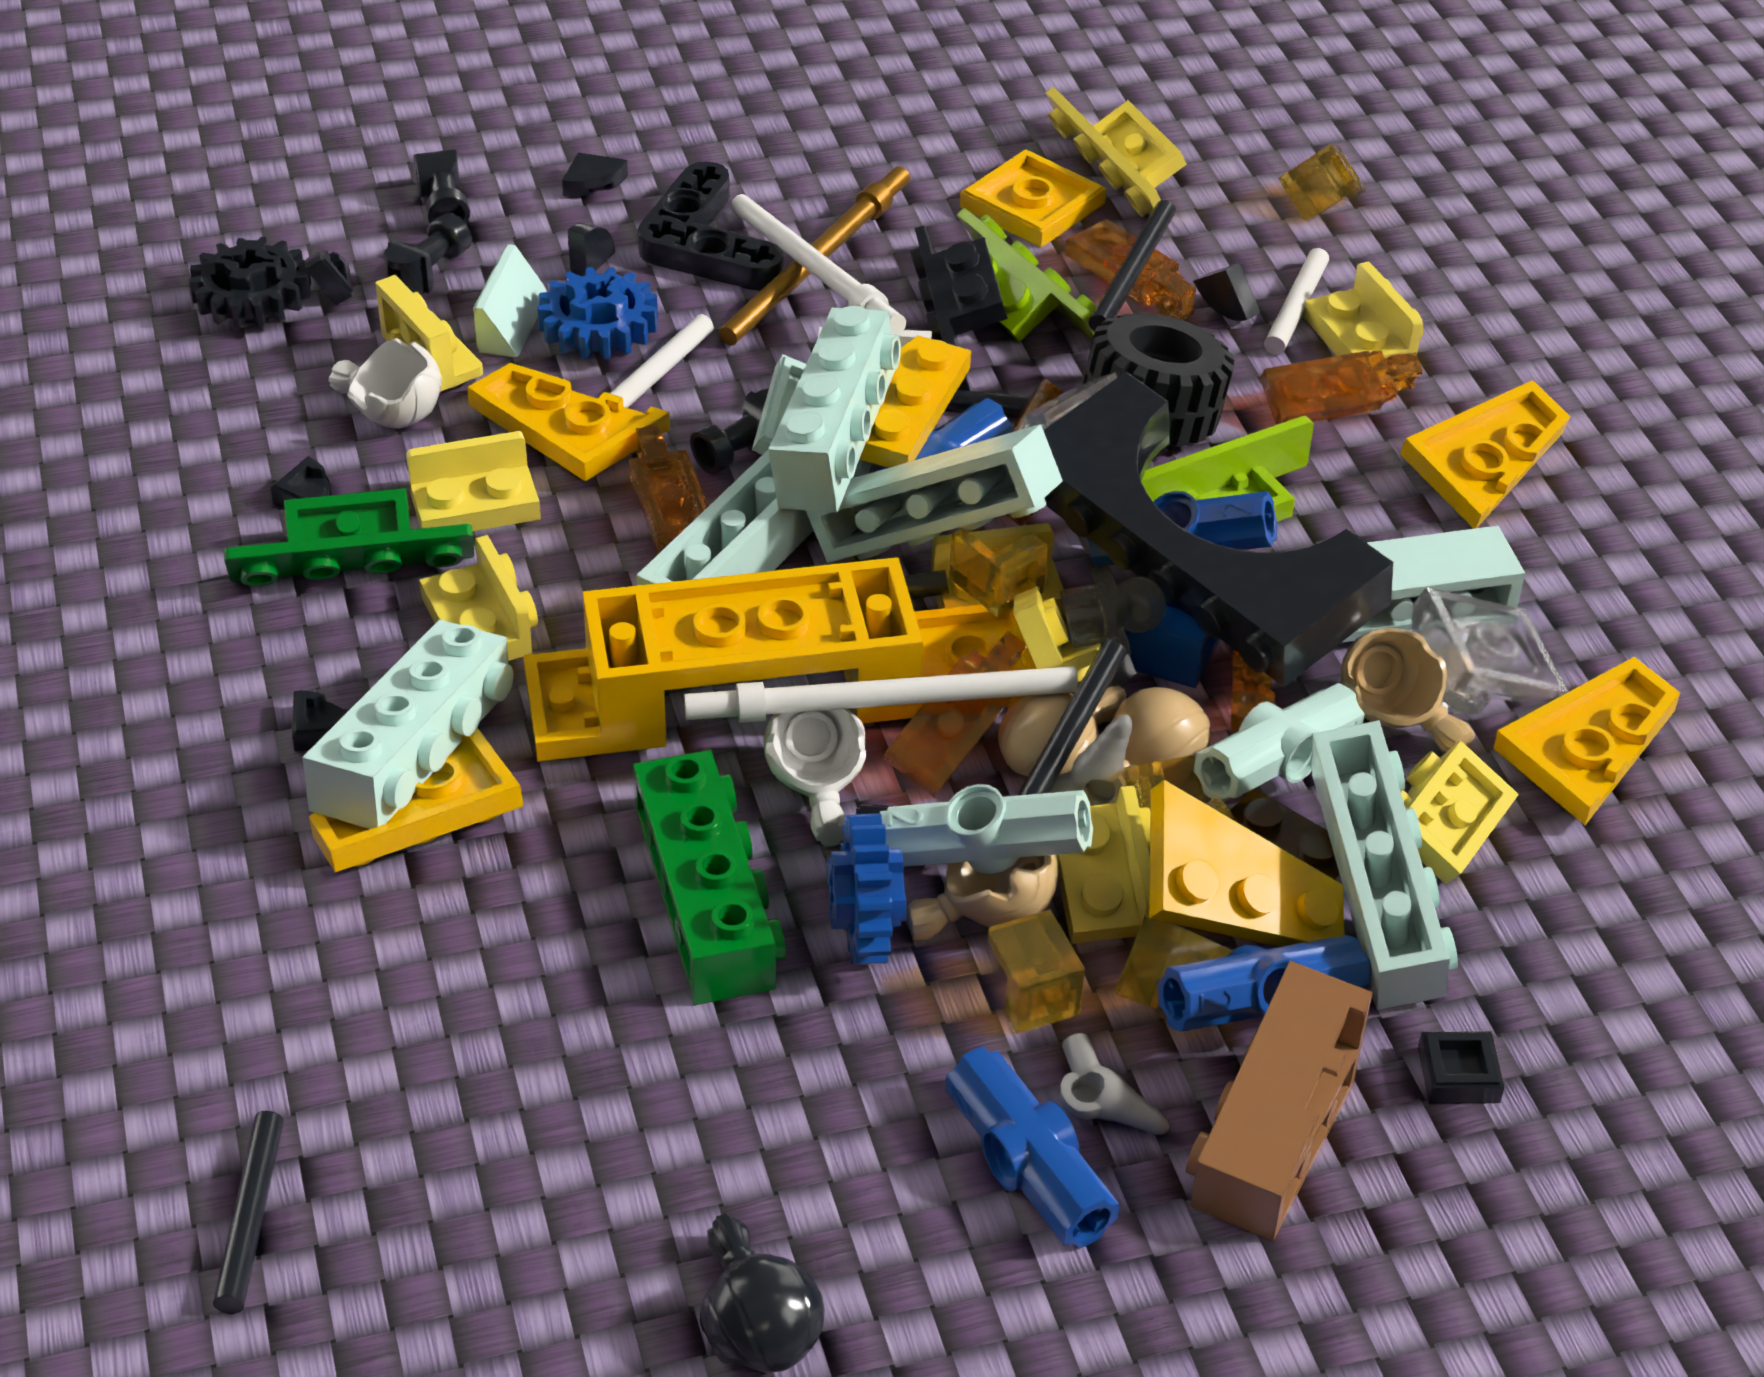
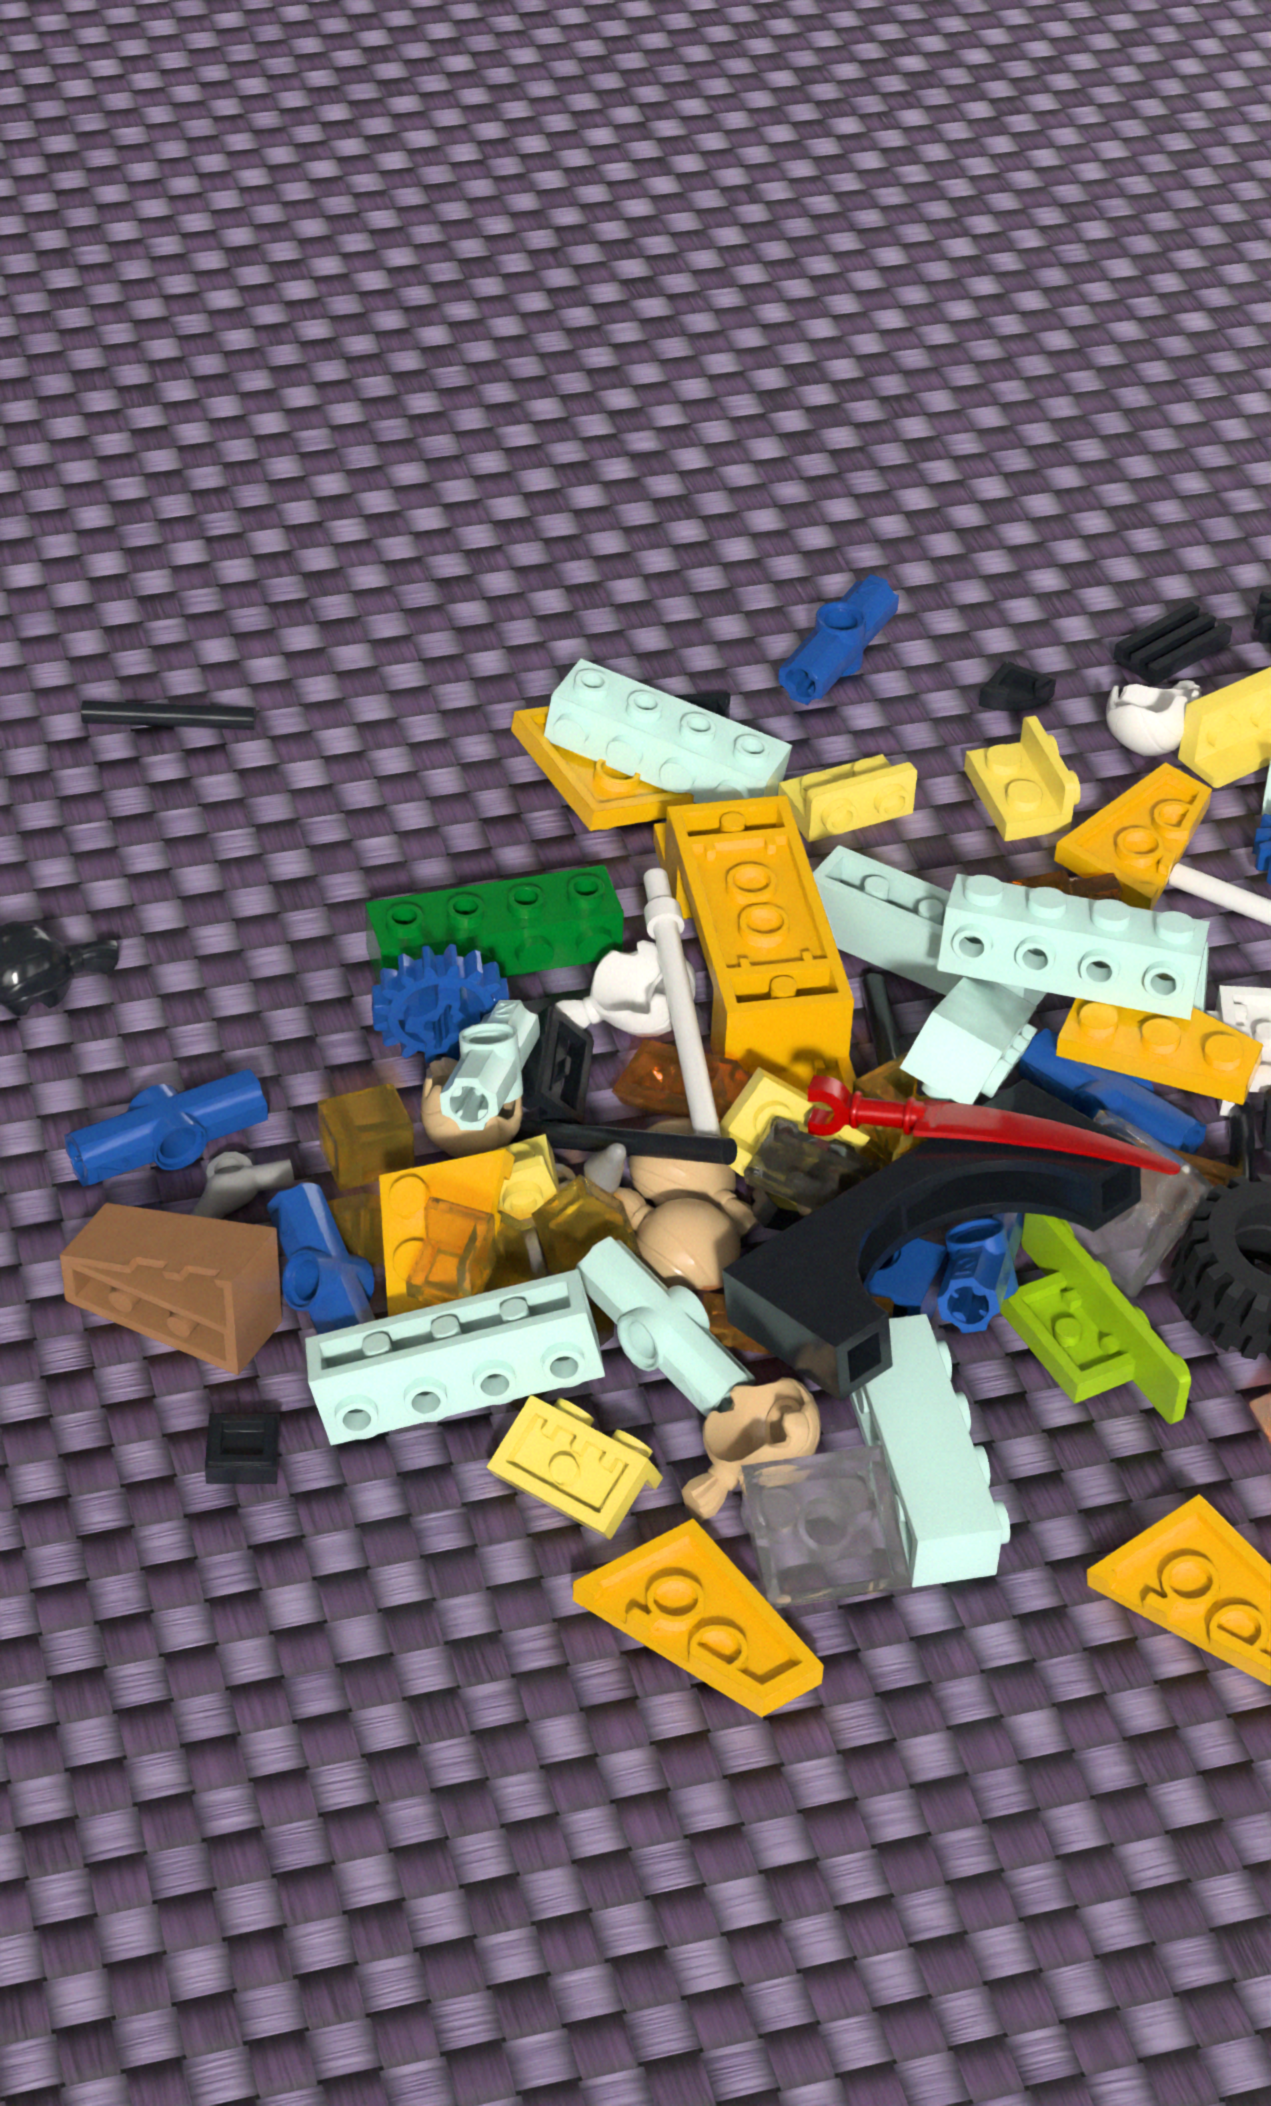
camera: 90 degrees right, 0 degrees up
(221, 598) = (838, 639): none -> blue piece
(262, 378) = (1165, 639): none -> black tile
(345, 535) = (936, 708): green bracket -> none
(1091, 474) = (968, 1122): none -> red sword
(1299, 830) = (454, 1255): none -> clear yellow panel

